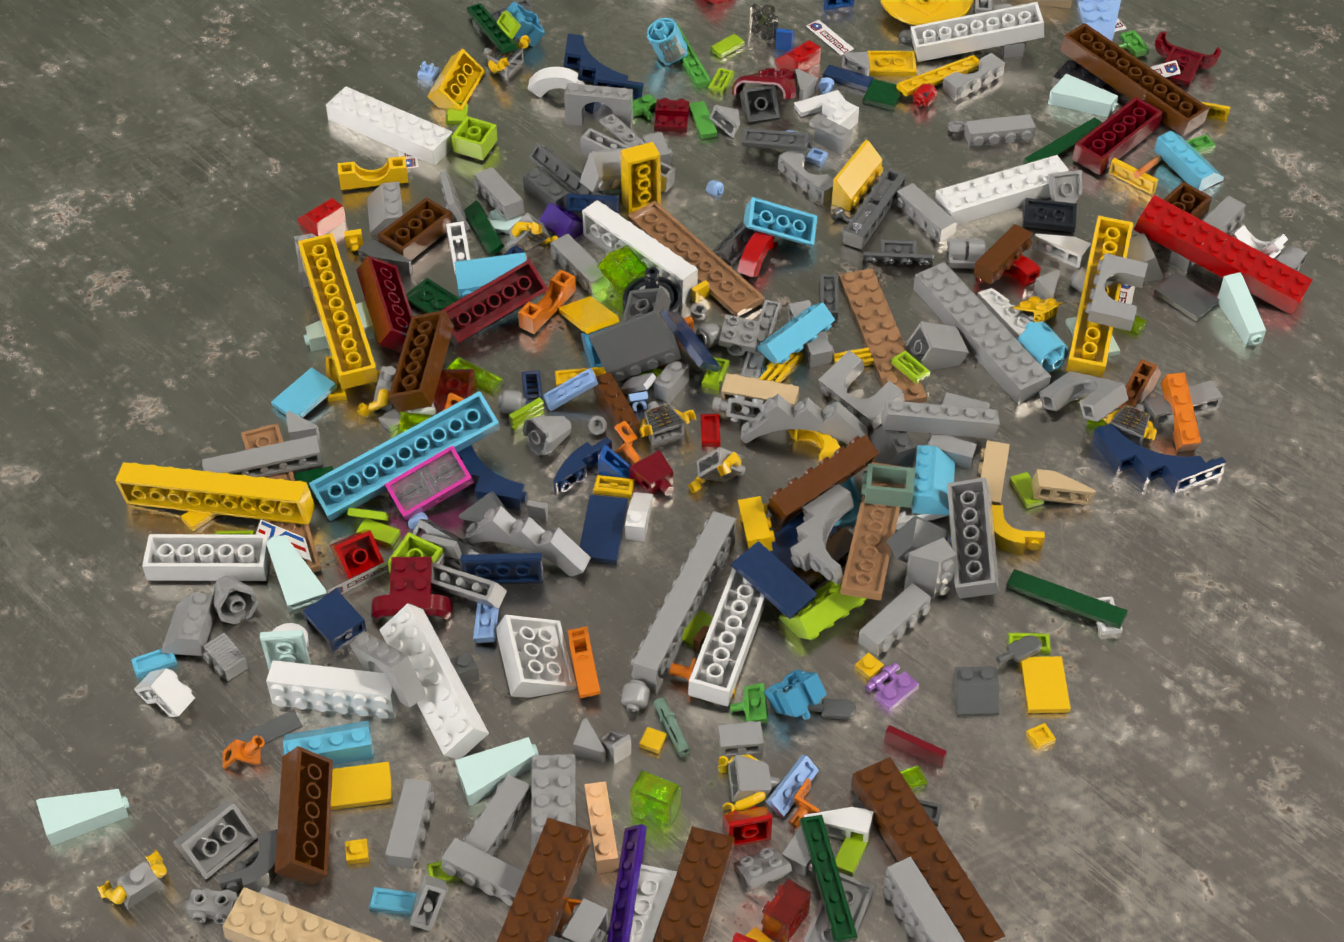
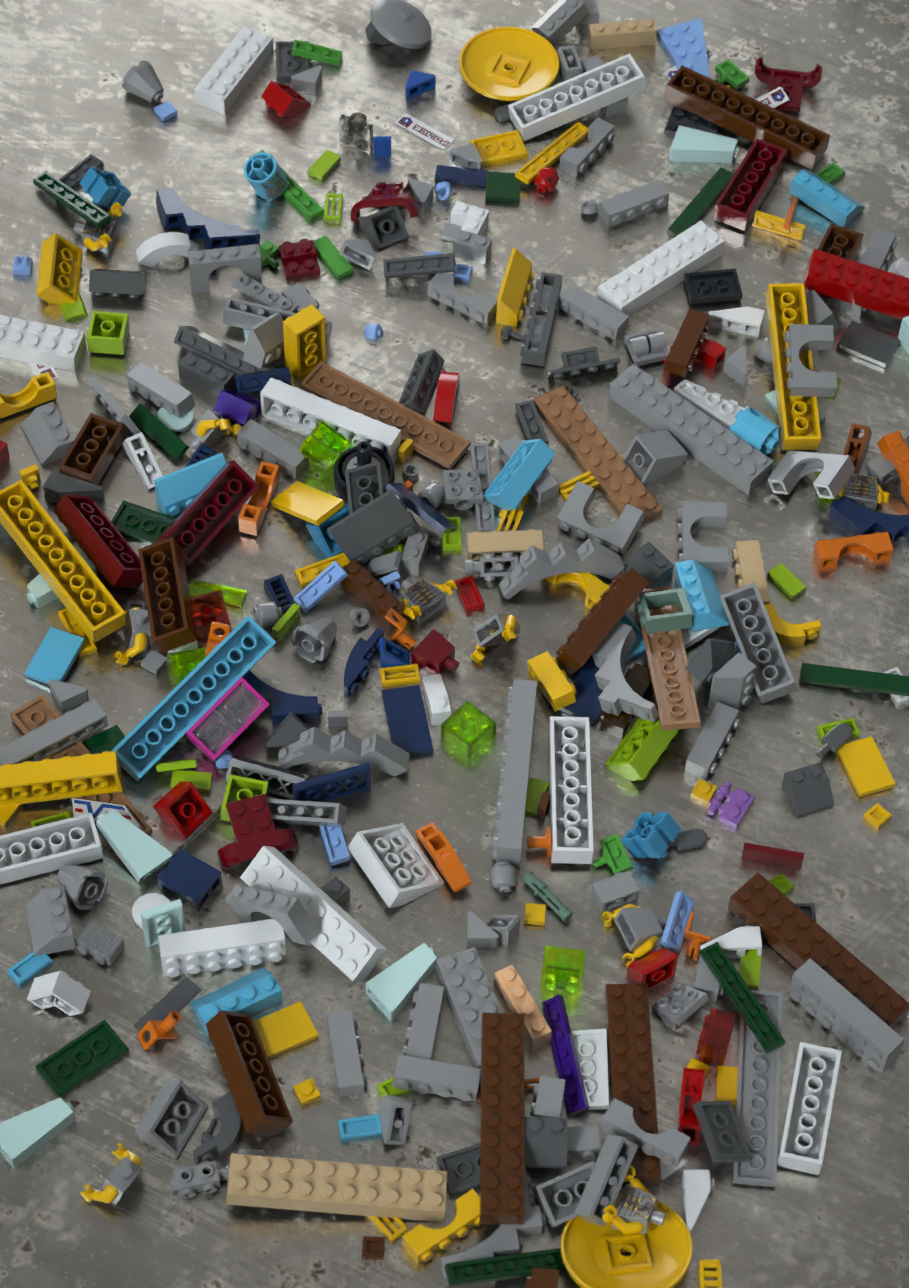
camera: 20 degrees left, 5 degrees up
(161, 760) = (82, 1059): none -> dark green tile
(450, 547) = (274, 779): light grey tile -> none
(502, 101) = (117, 282): none -> dark grey slope
(508, 24) = (93, 193): lime tile -> none
(657, 550) = (468, 729): none -> clear neon green brick
(774, 580) = (593, 732): dark blue tile -> none
(780, 221) = (459, 357): medium azure slope -> none
(801, 57) = (404, 162): red slope -> none
(814, 104) = (440, 212): white tile -> none
(908, 367) = (636, 484): lime tile -> none
(940, 419) = (688, 532): light grey brick -> none
(1042, 308) = (739, 389): yellow hinge -> none
(1059, 488) = (816, 572): tan slope -> none
(1065, 186) = (720, 252): light grey tile -> none
(1127, 478) = (875, 547): none -> orange arch
(1217, 112) = (838, 135): yellow slope -> none

